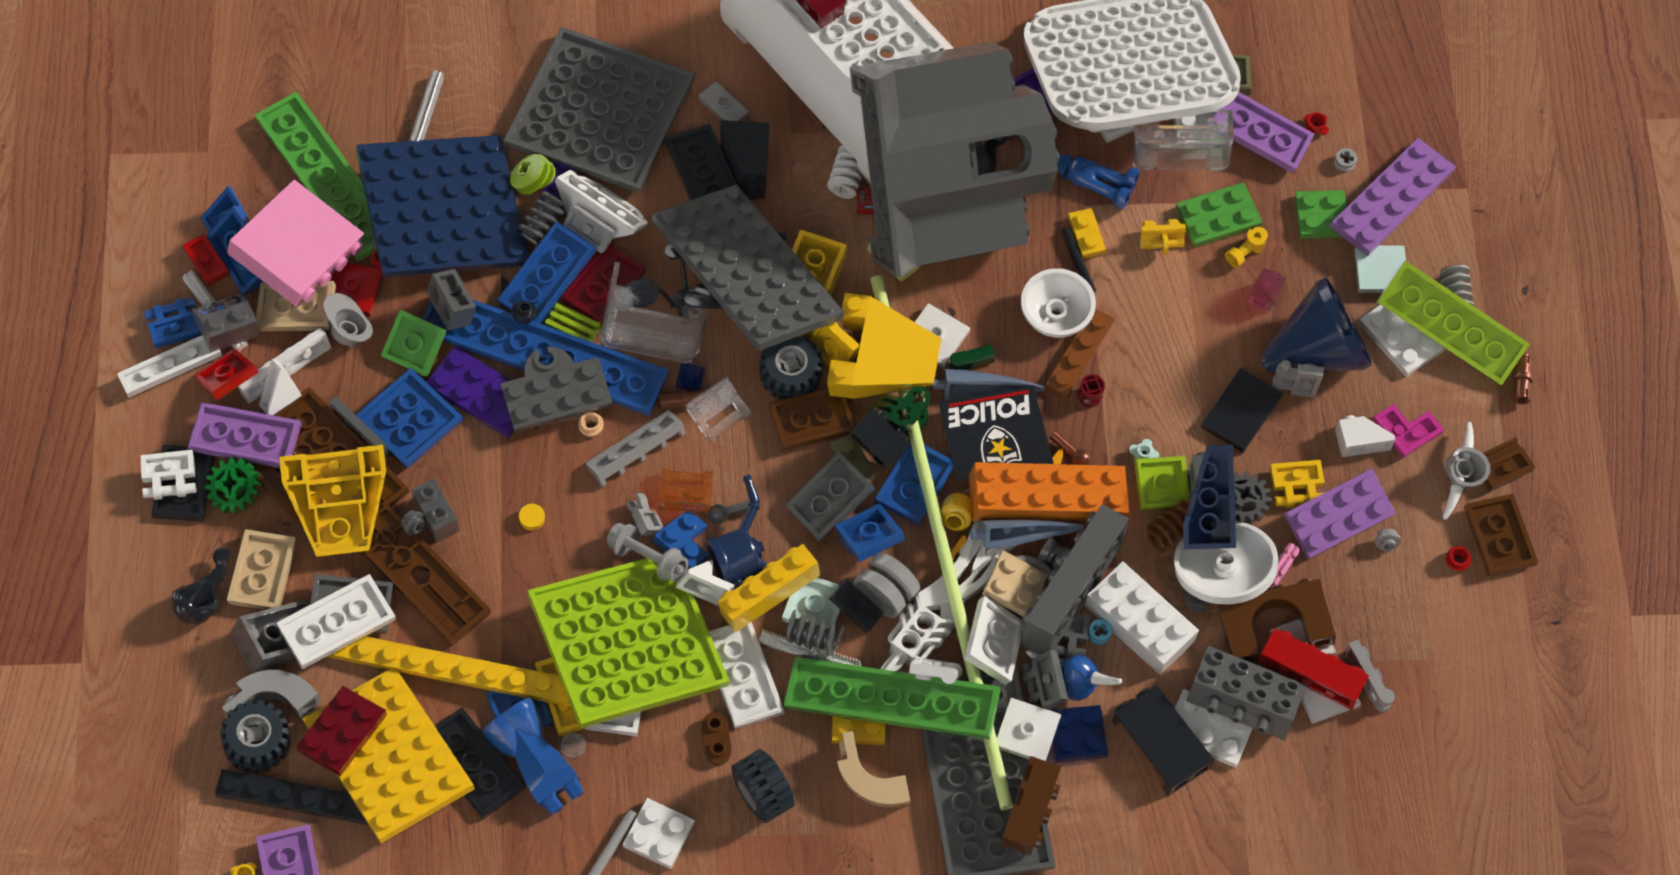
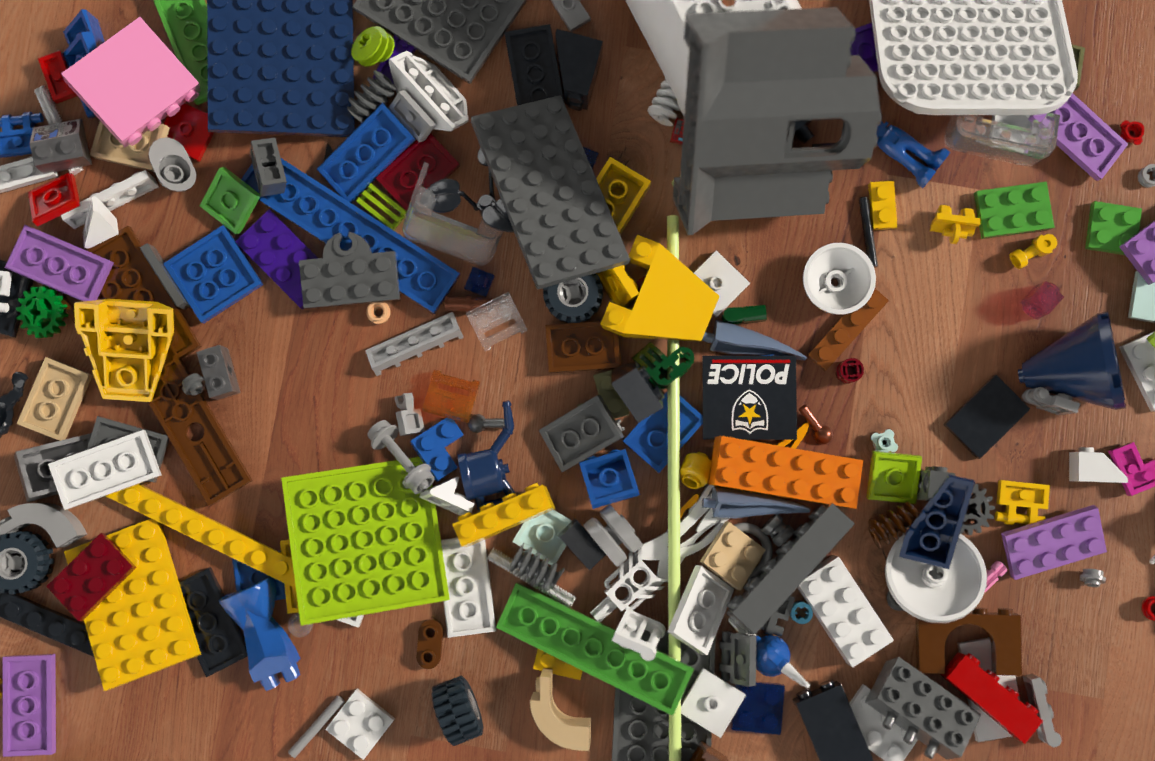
camera: 20 degrees right, 20 degrees up
(524, 312) = (336, 195): black plate -> none
(531, 517) = (307, 393): yellow tile -> none

